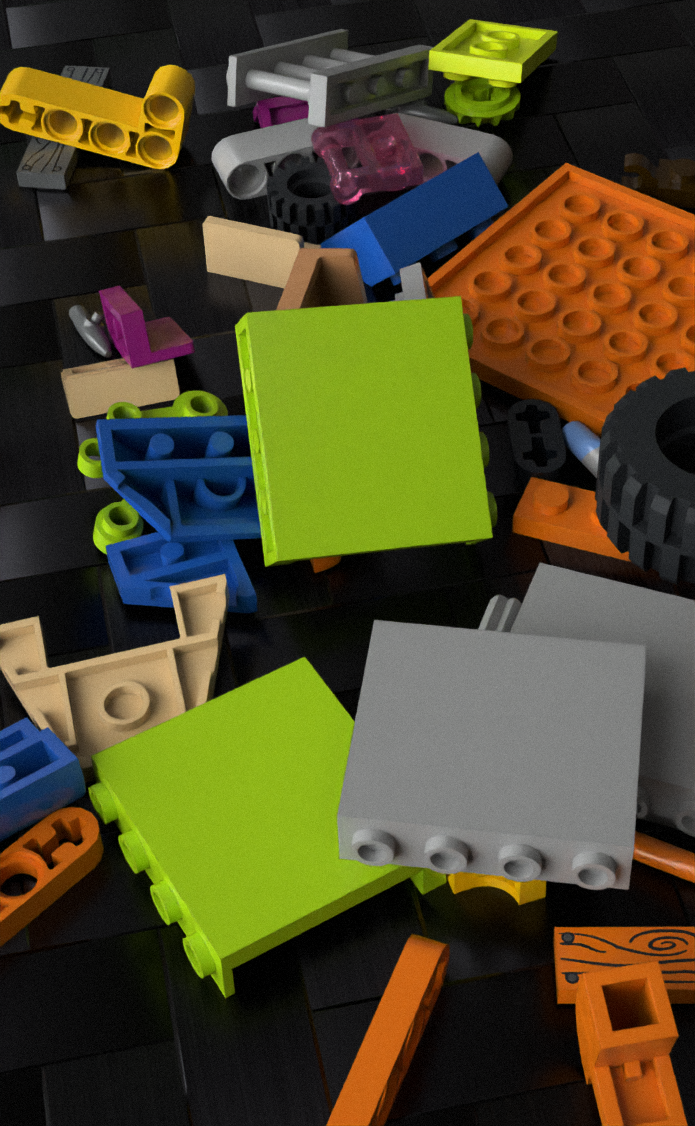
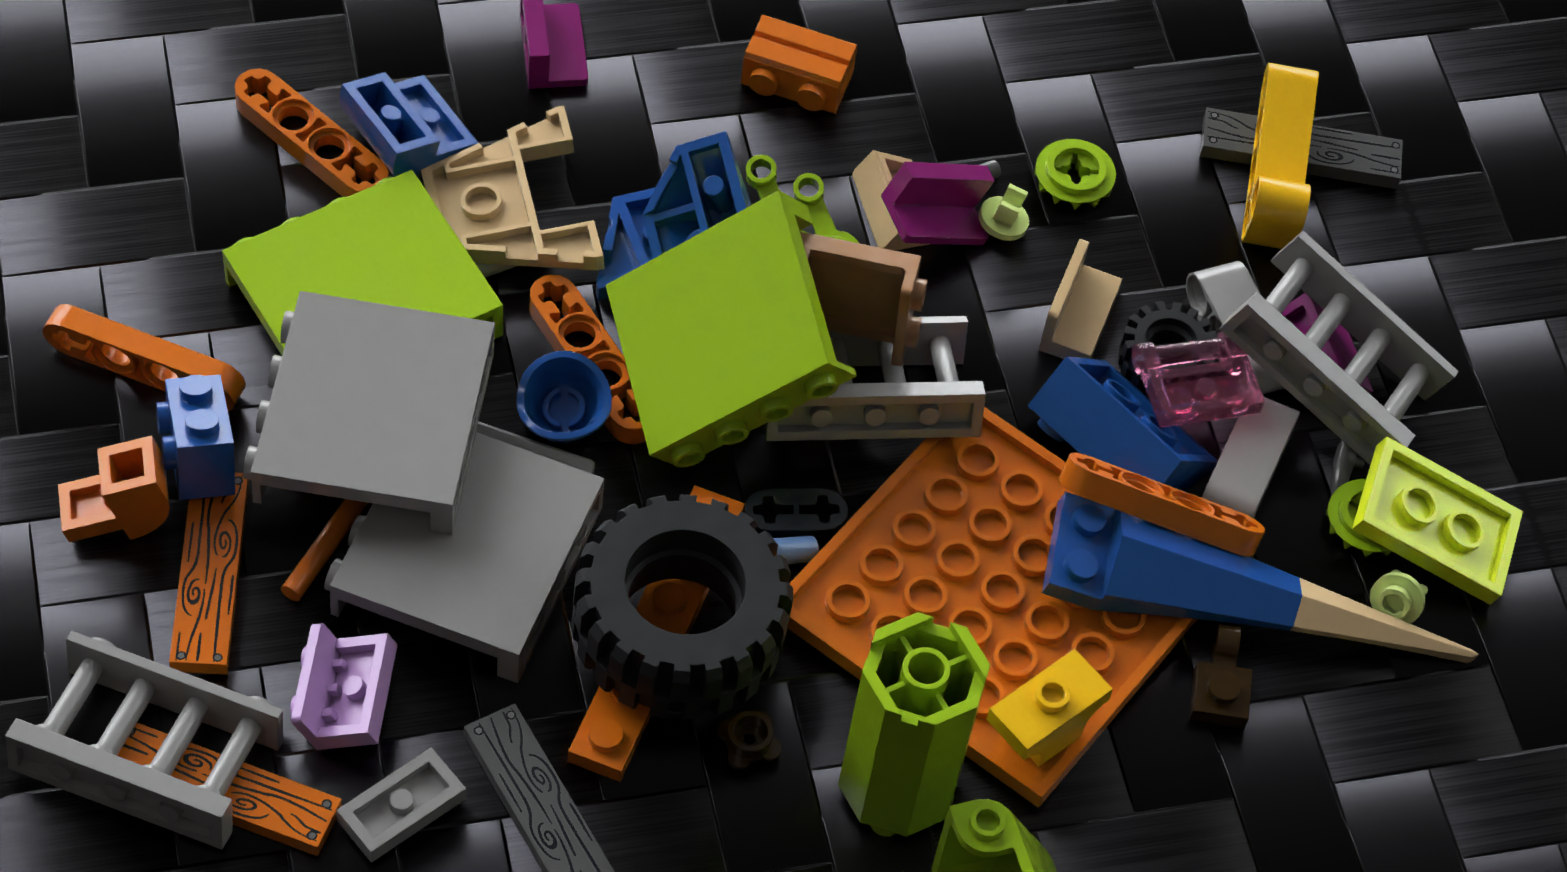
camera: 80 degrees right, 10 degrees up
(72, 252) = (1090, 161): none -> lime gear
(152, 299) = (1004, 215): none -> yellowish green plate
(418, 571) = (602, 351): none -> orange beam
(431, 596) = (563, 397): none -> blue helmet
(518, 177) = (1161, 504): none -> orange beam
(524, 960) = (198, 436): none -> blue brick
(567, 83) = (1398, 596): none -> yellowish green plate
(578, 191) = (1135, 566): none -> blue plate

